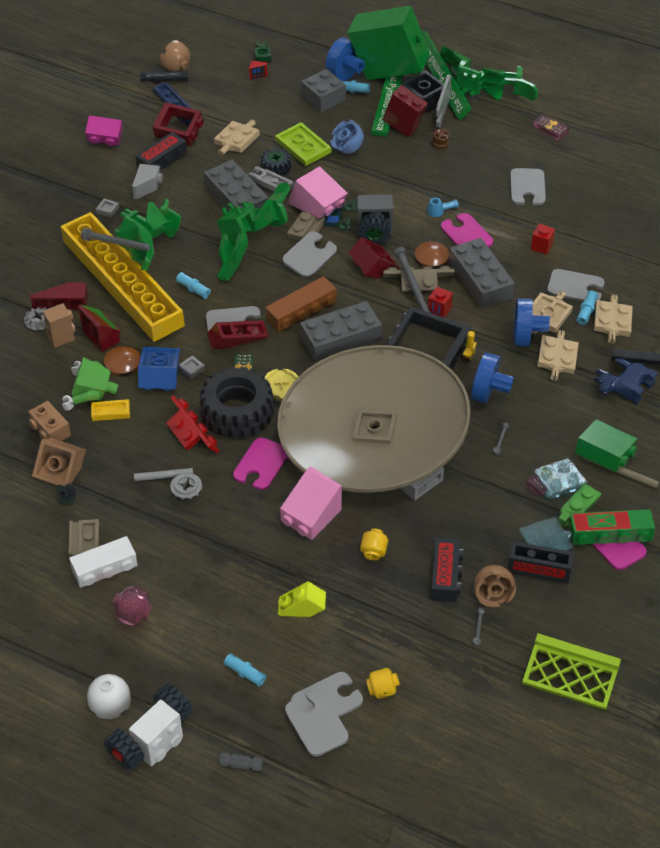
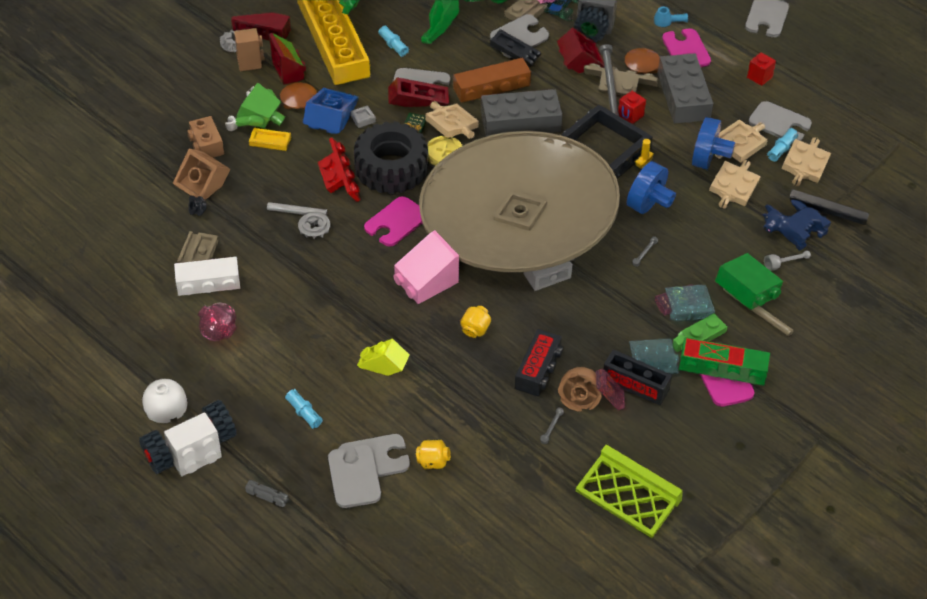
camera: 15 degrees right, 0 degrees up
(278, 352) = (451, 120): none -> tan plate
(311, 267) = (514, 47): none -> black hinge
(521, 579) = (610, 389): none -> clear pink tile
(619, 421) = (774, 262): none -> light grey hinge

